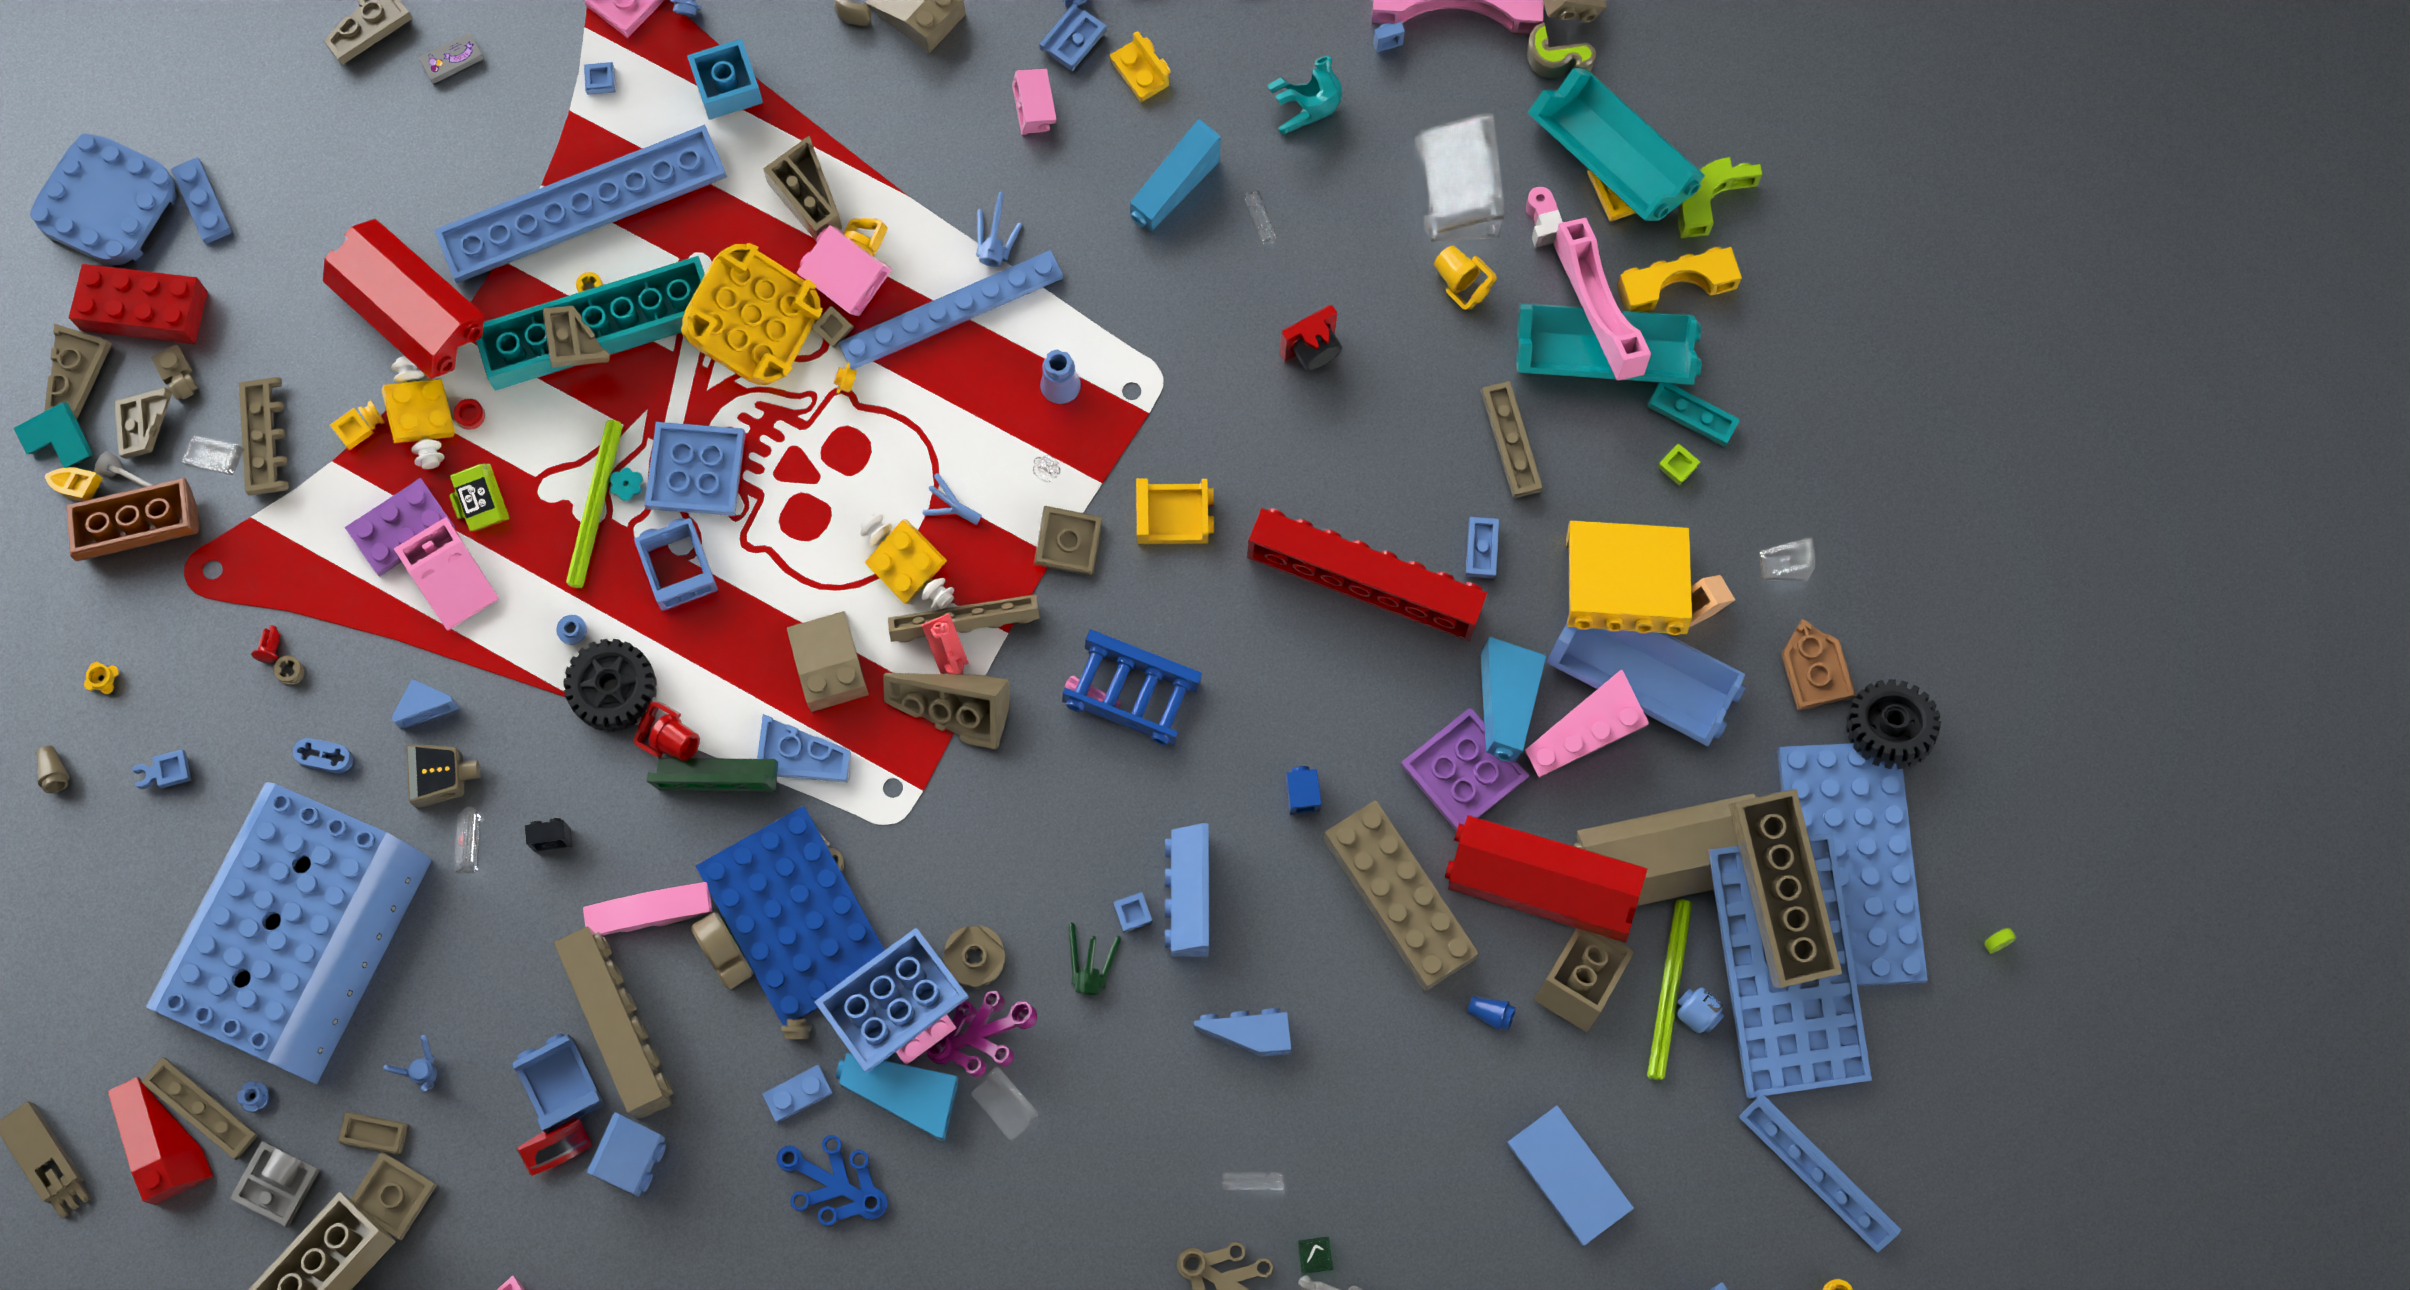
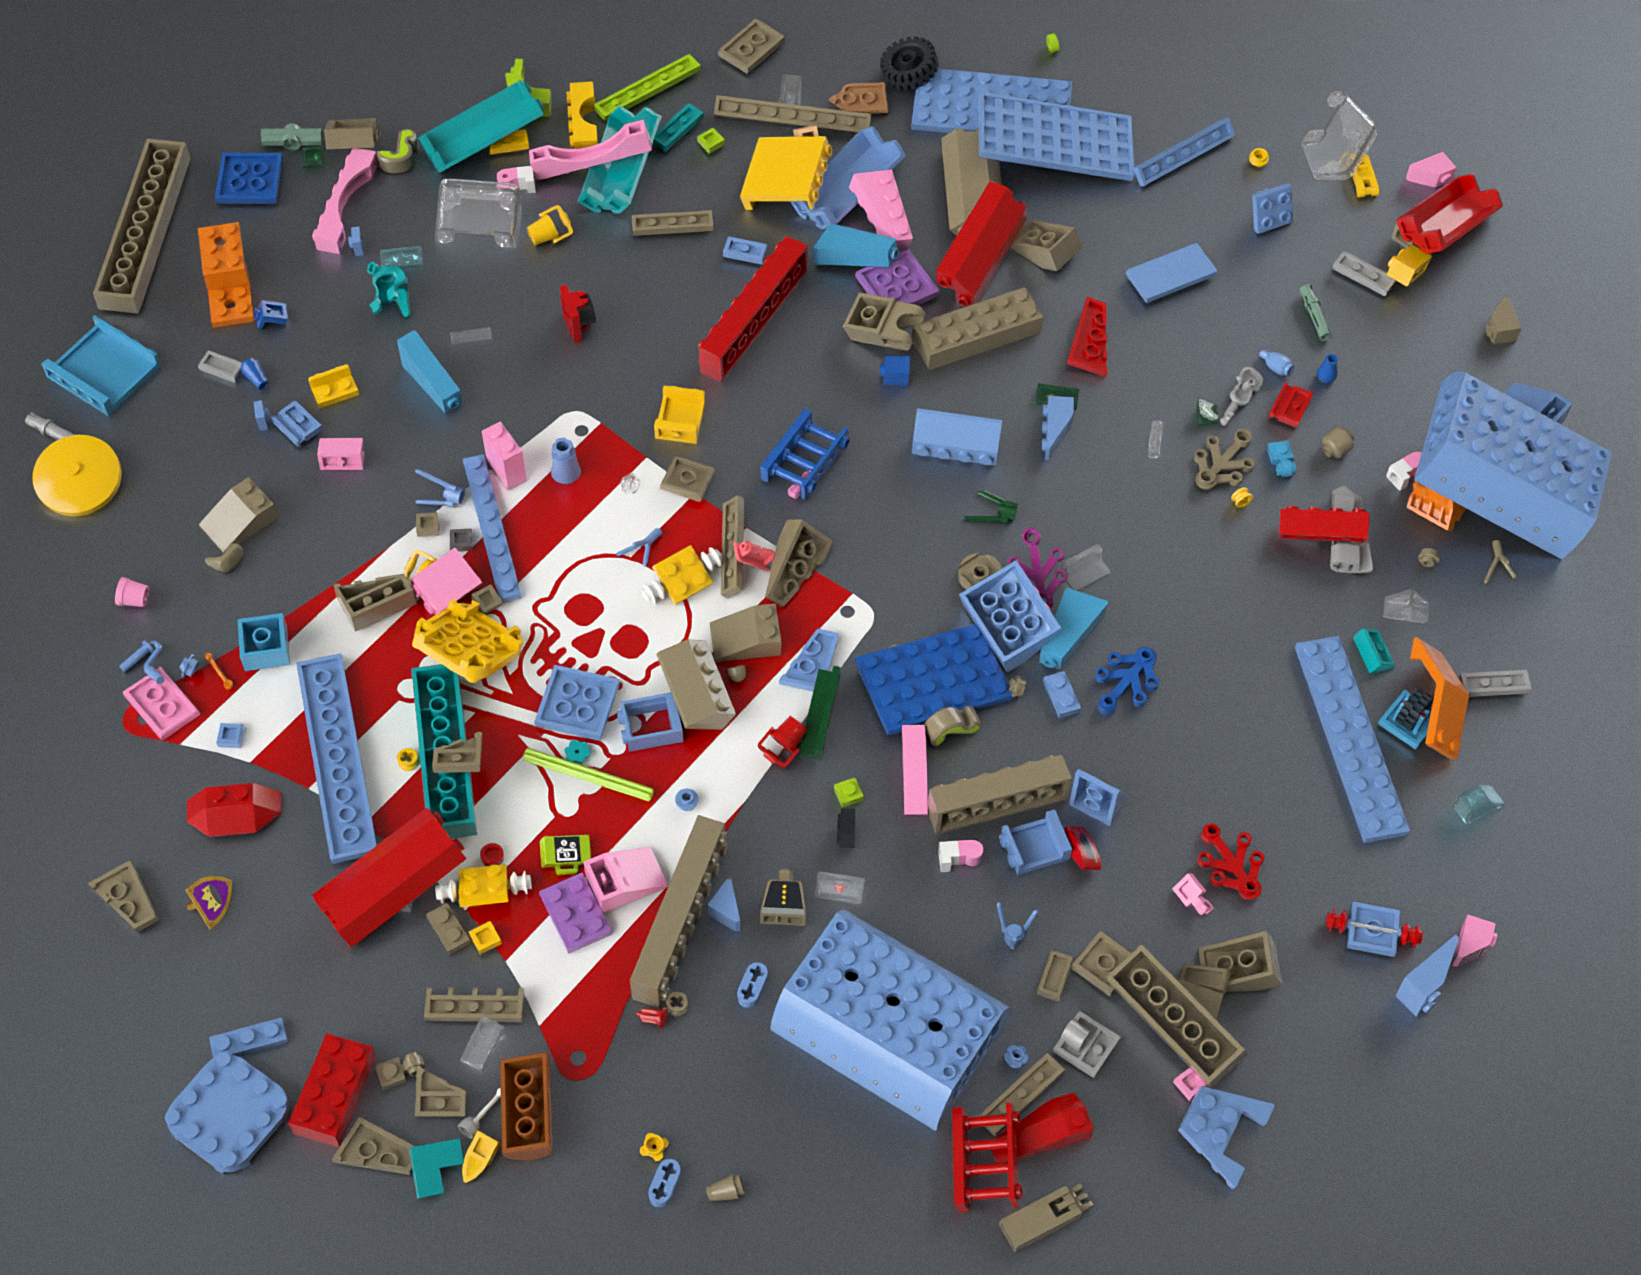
camera: 80 degrees left, 15 degrees down
(58, 692) = (659, 1181): none -> medium blue beam
(89, 1048) = (963, 1146): none -> red fence
(167, 770) = (743, 1099): medium blue plate -> none
(363, 384) = (448, 928): none -> dark tan plate
(368, 111) = (210, 897): none -> shield
(371, 415) = (476, 919): yellow bush -> none
(398, 646) = (678, 912): none -> dark tan brick
(451, 58) = (178, 839): light grey tile -> none
(492, 110) = (233, 809): none -> red wedge
(532, 985) = (959, 853): none -> leg
(600, 664) = (732, 791): black wheel -> none
(610, 831) = (848, 792): none -> lime plate
(672, 57) = (228, 684): none -> orange hinge
(728, 606) = (696, 685): none -> dark tan slope
(768, 658) = (737, 673): none -> dark tan hinge
(845, 378) = (530, 597): yellow plate -> none
(926, 277) = (461, 539): none -> flat silver tile
(939, 230) = (427, 524): none -> dark tan plate
(1047, 296) = (504, 455): none -> bright pink brick
(1132, 912) = (963, 478): medium blue plate -> none
(1306, 1029) = (1045, 390): none -> clear green tile
(1372, 99) = (402, 257): none -> clear light blue plate
(1372, 754) = (882, 321): none -> dark tan brick
(1411, 1065) = (1090, 339): none -> red wing
(1493, 1012) = (1062, 292): blue cone -> none
(1669, 989) = (1062, 206): lime axle -> none
(1700, 1010) = (1075, 190): medium blue head -> none
(1754, 572) = (791, 114): none -> dark tan plate
(1762, 358) = (648, 86): none -> lime plate
(1785, 888) = (1014, 115): dark tan brick -> none
(1880, 489) = (751, 46): none -> dark tan plate

